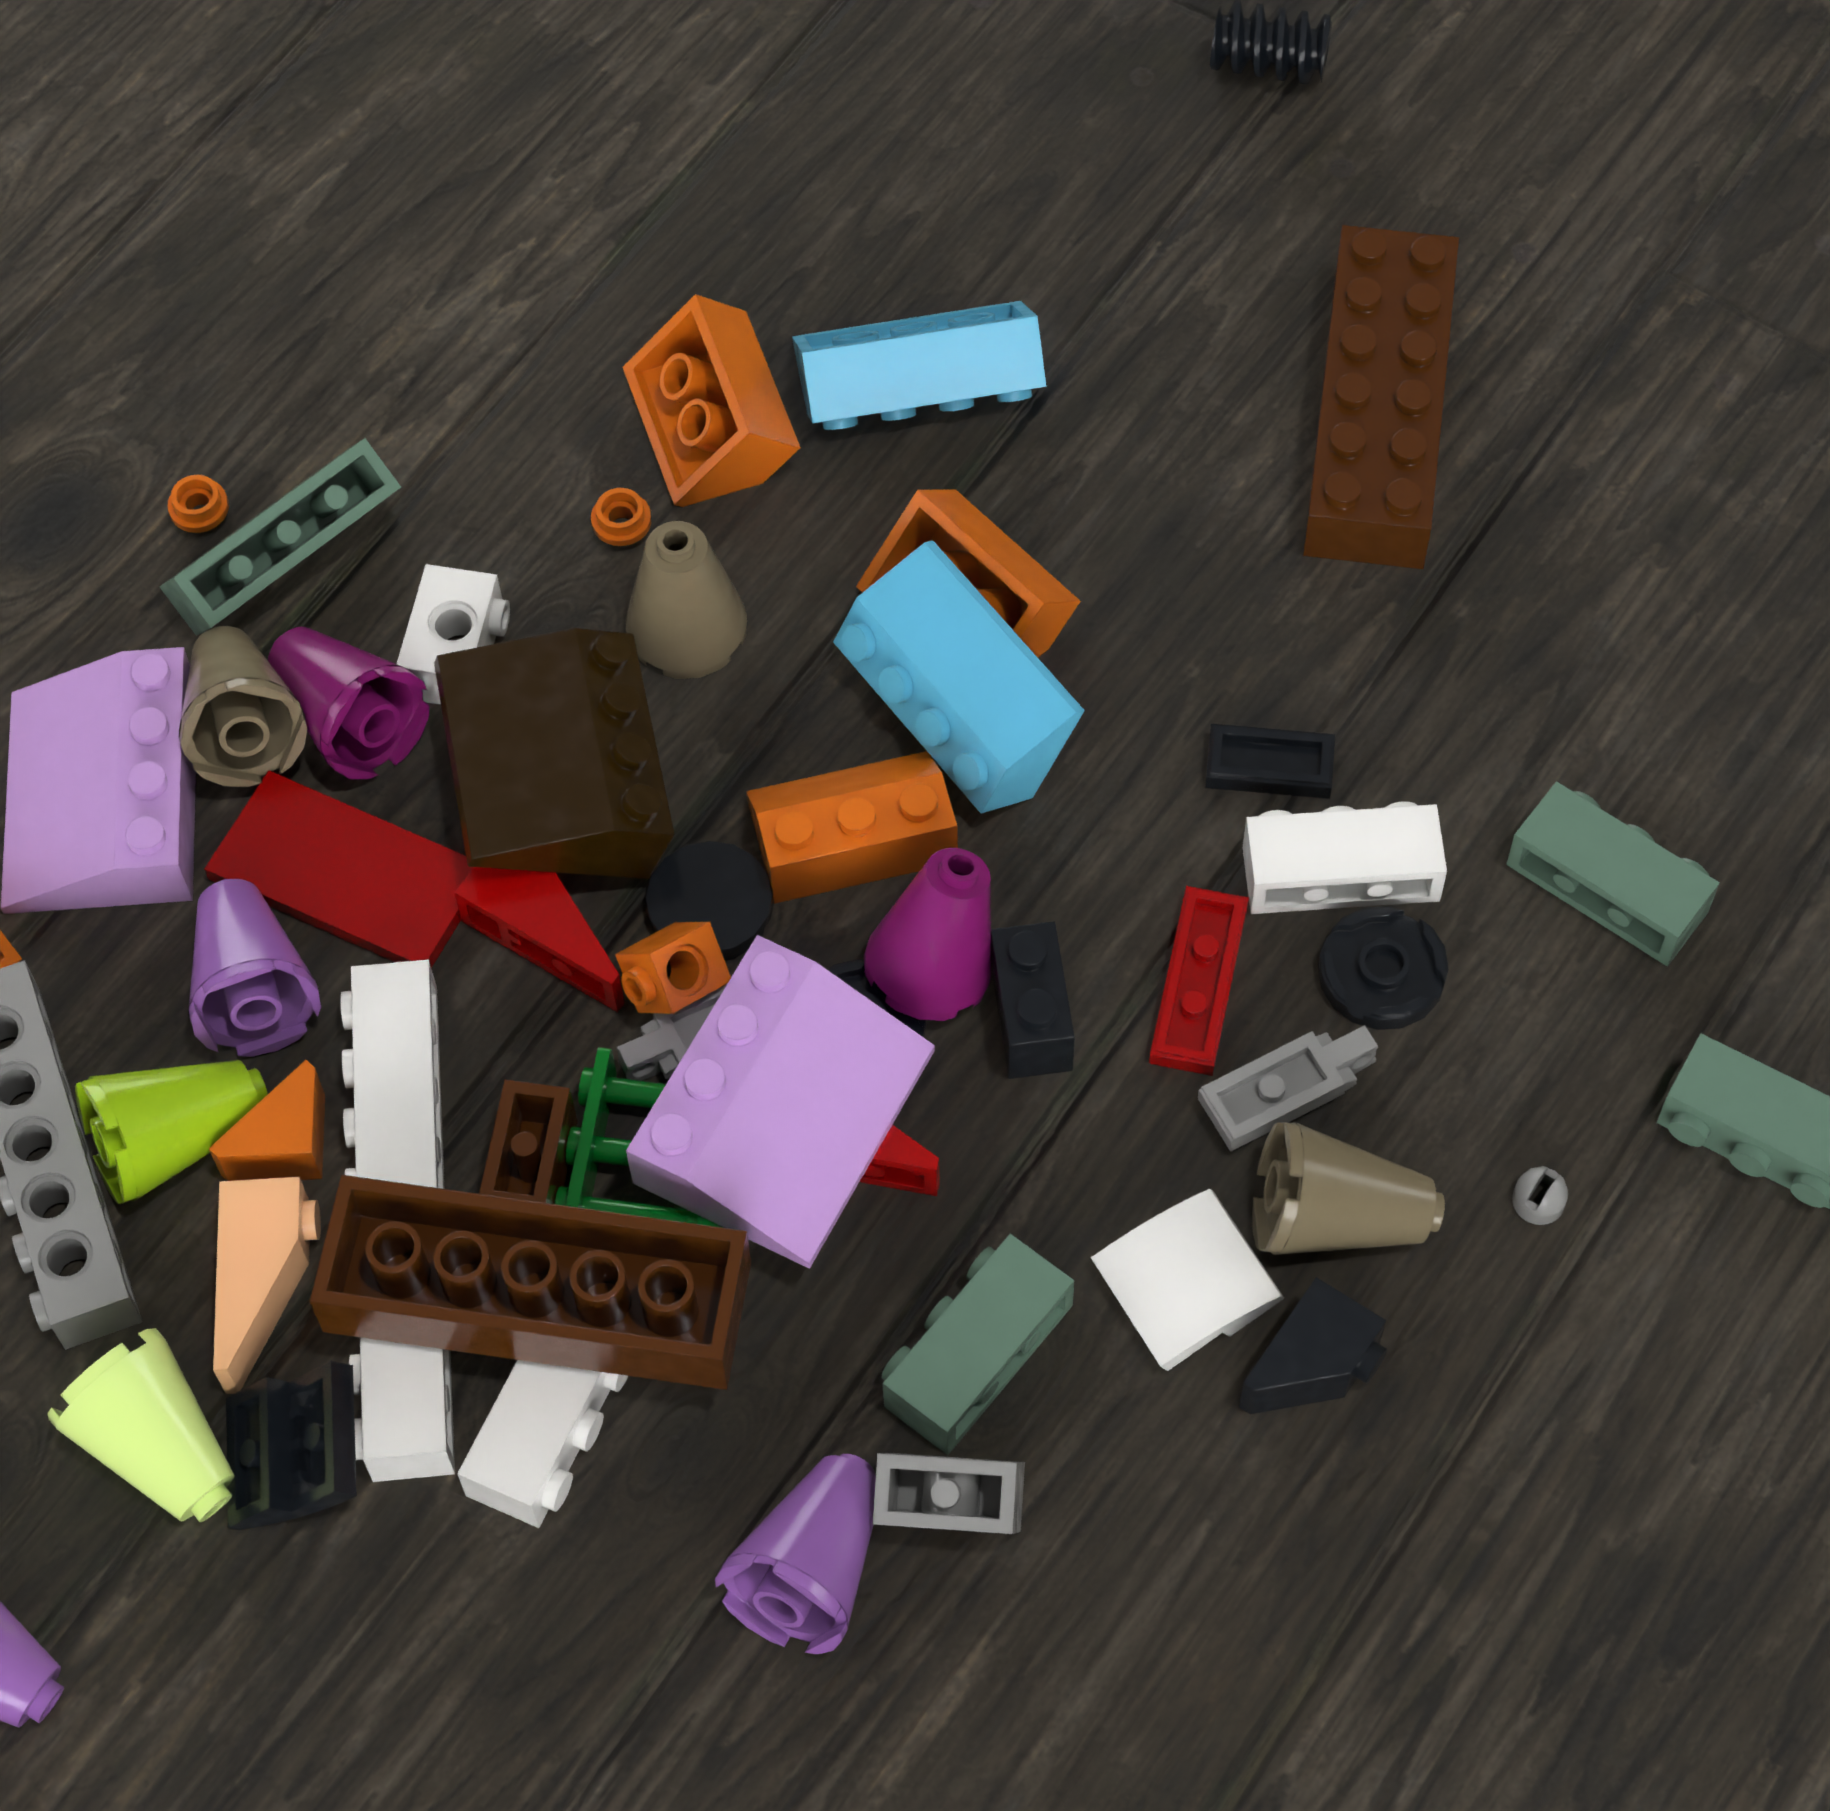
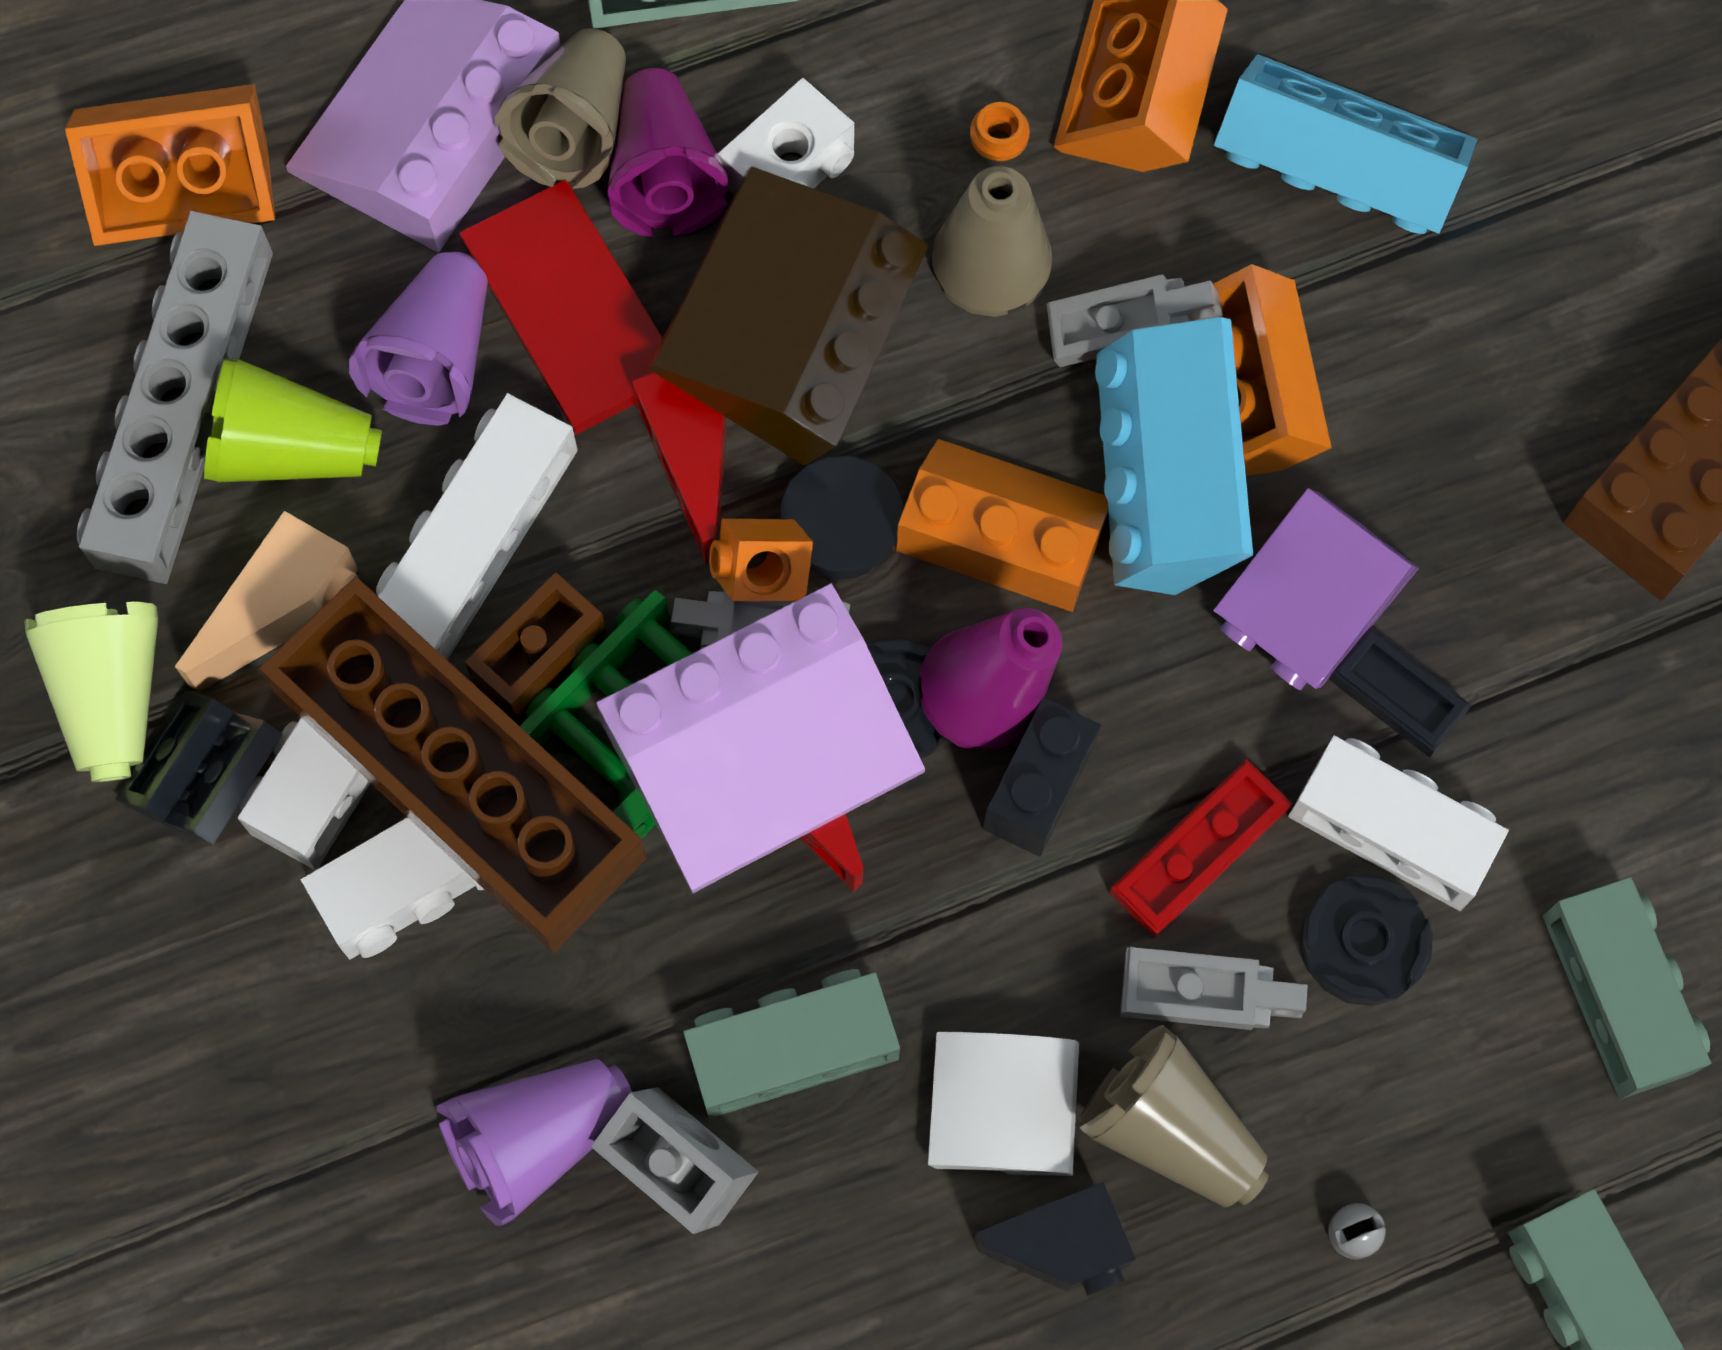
camera: 30 degrees right, 10 degrees up
(278, 1134) = (367, 498): orange slope -> none
(817, 611) = (1098, 318): none -> light grey hinge
(1148, 717) = (1313, 591): none -> medium lavender slope

